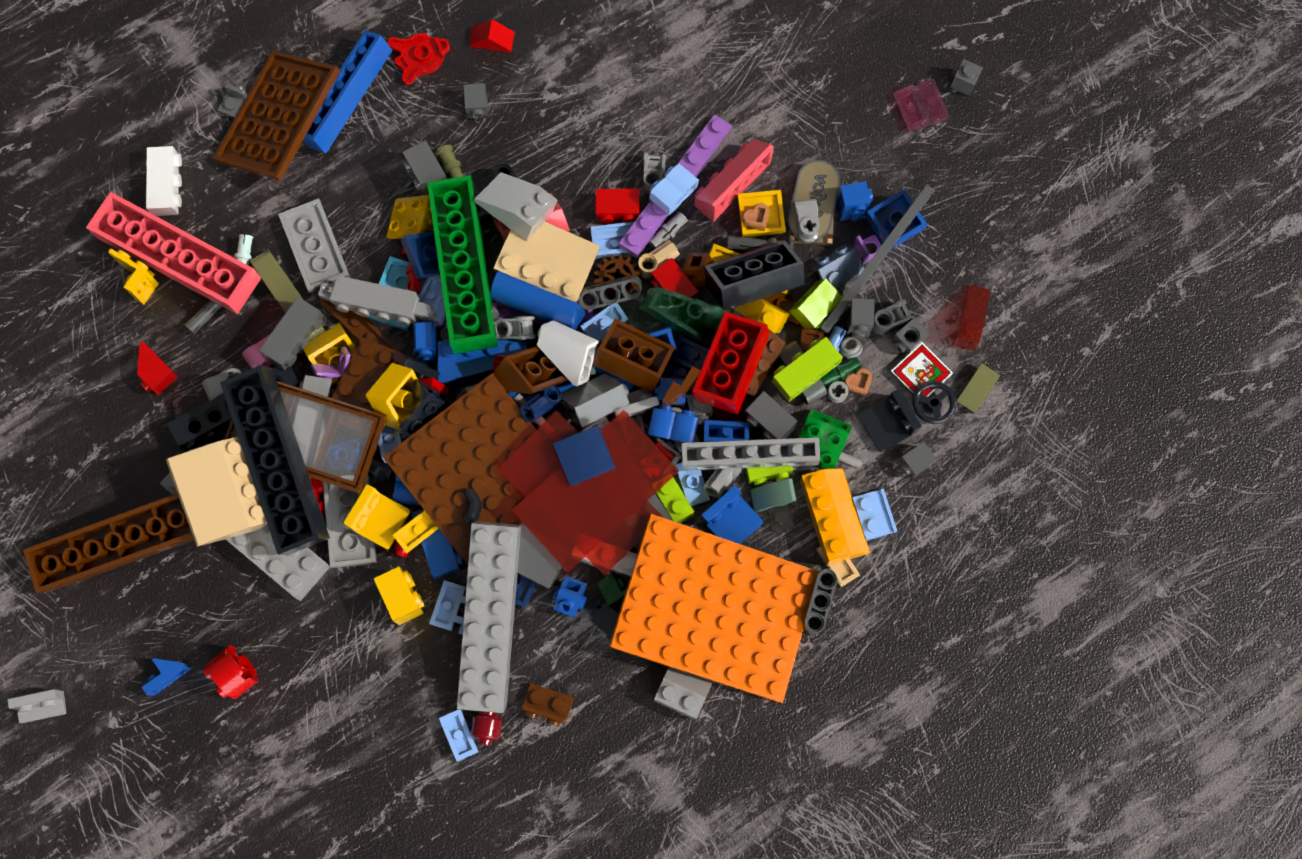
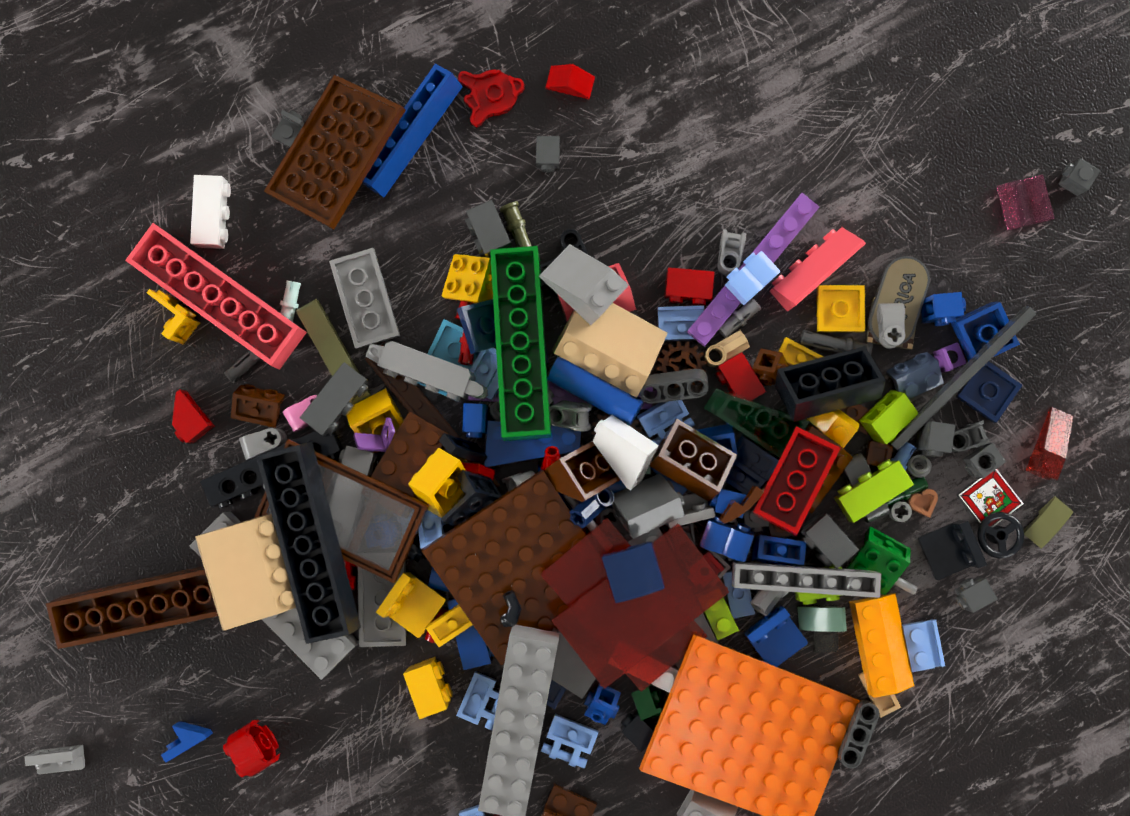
camera: 10 degrees right, 10 degrees up
(217, 352) = (256, 405): none -> reddish brown bracket
(545, 632) = (573, 735): none -> light blue plate
(756, 217) = (836, 315): nougat tile -> none
(908, 273) = (989, 392): none -> dark blue plate

